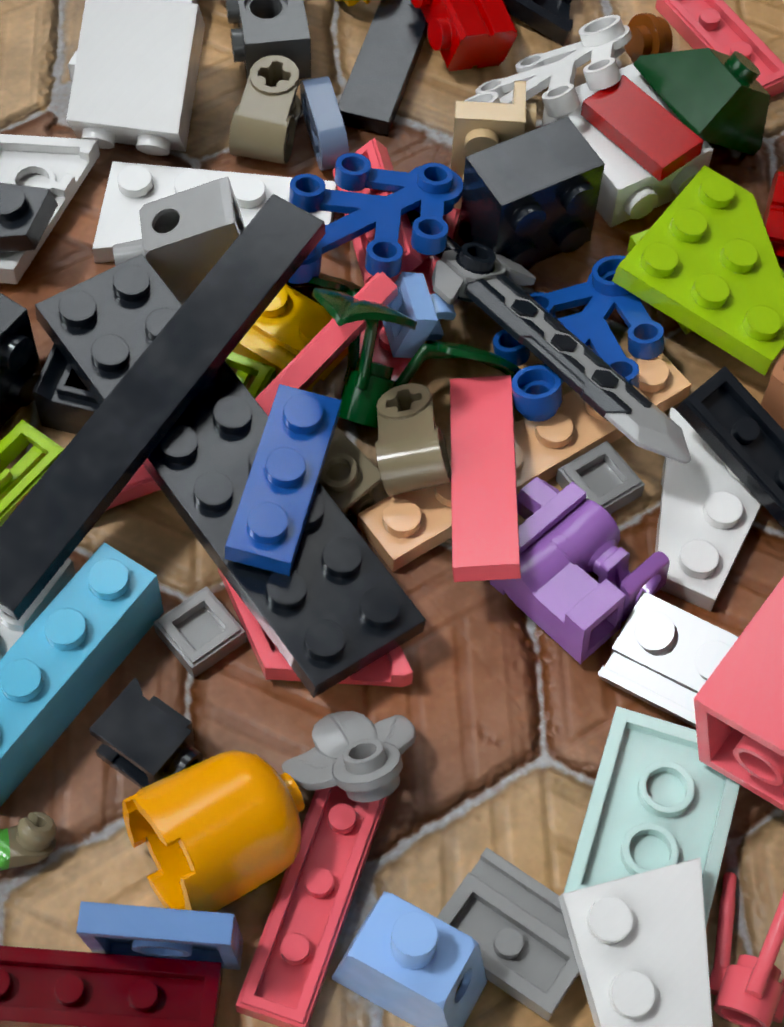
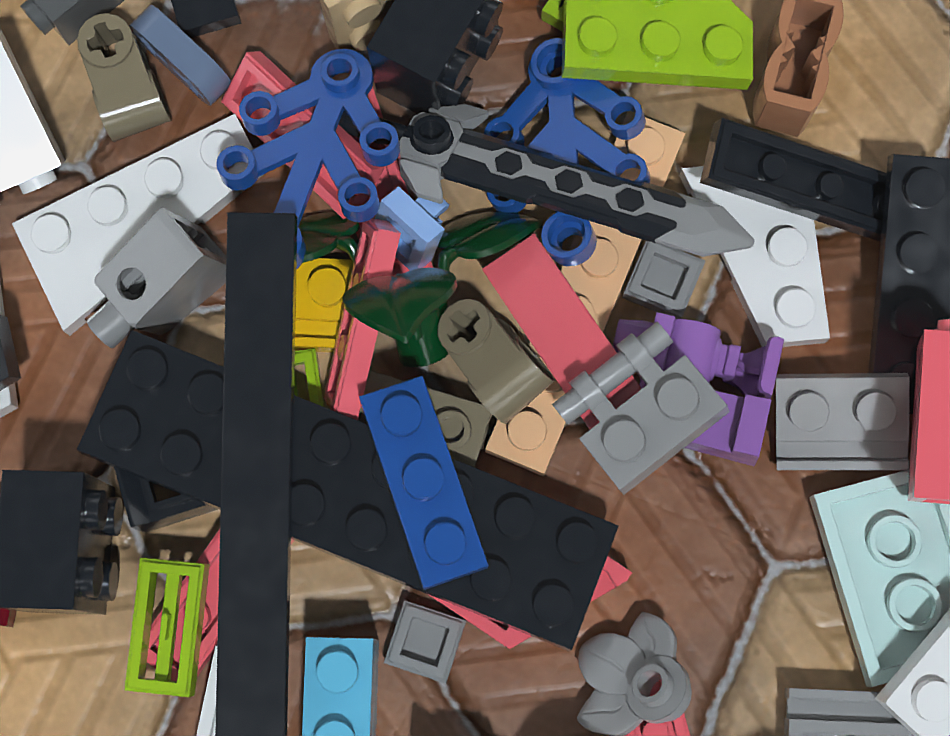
camera: 25 degrees left, 20 degrees up
(510, 538) = (652, 423): none -> light grey plate

